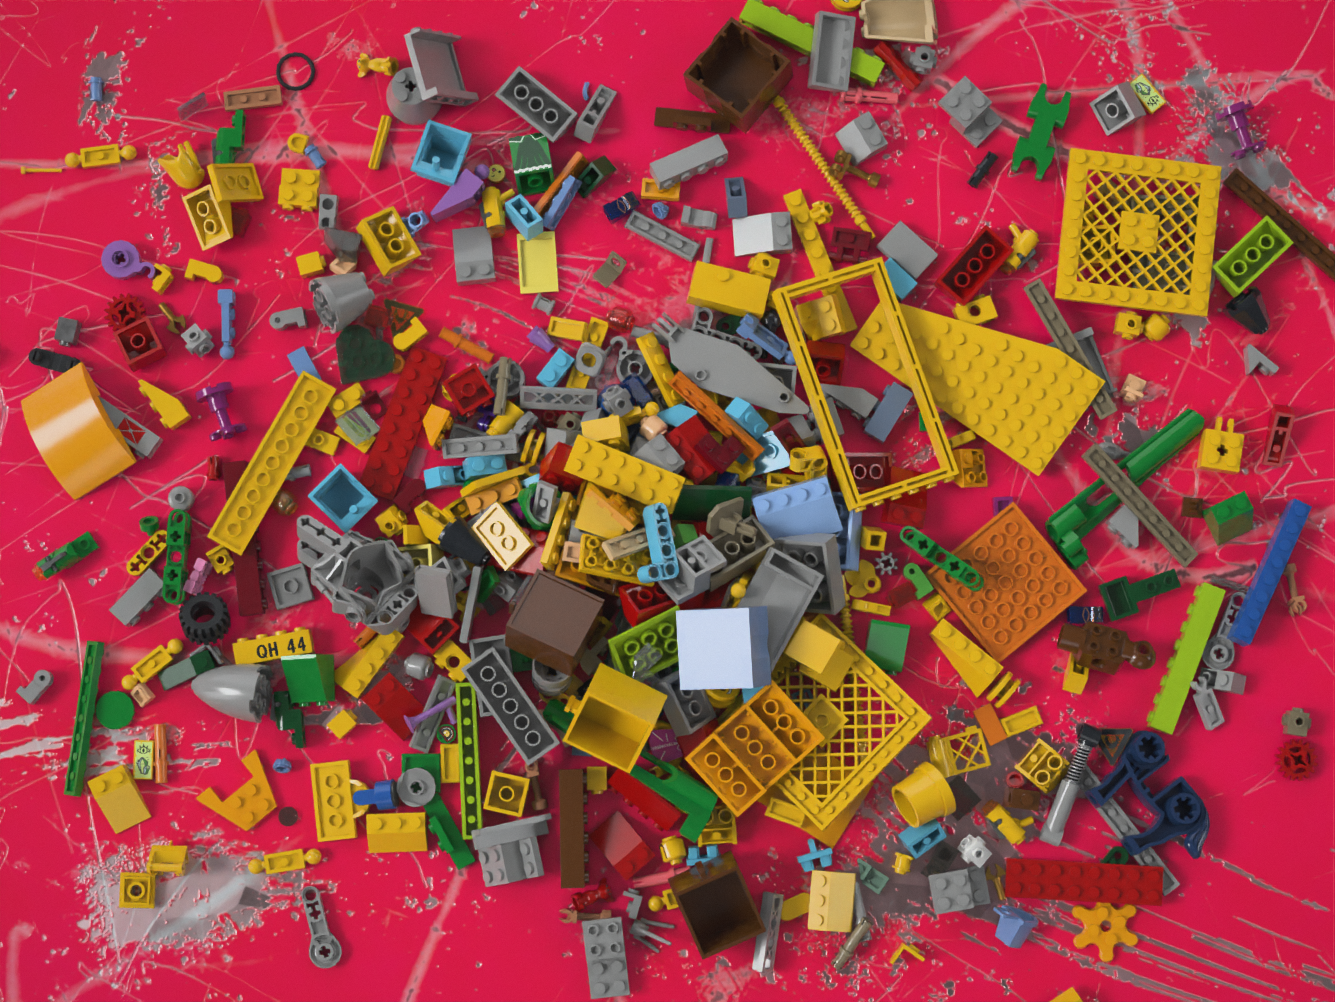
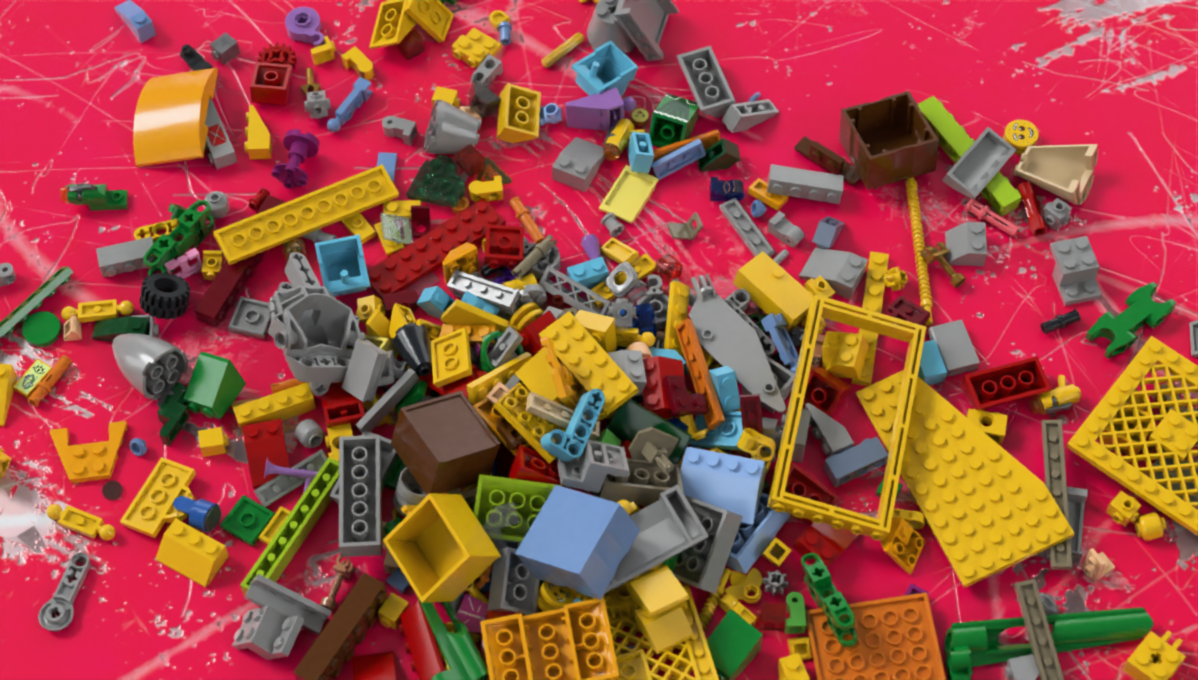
camera: 35 degrees right, 25 degrees down
(272, 648) = (194, 344): yellow brick -> none
(410, 777) = (237, 535): light grey plate -> none
(446, 733) = (290, 500): tile -> none
(448, 833) = (233, 572): green bracket -> none
(507, 793) = (306, 574): yellow brick -> none

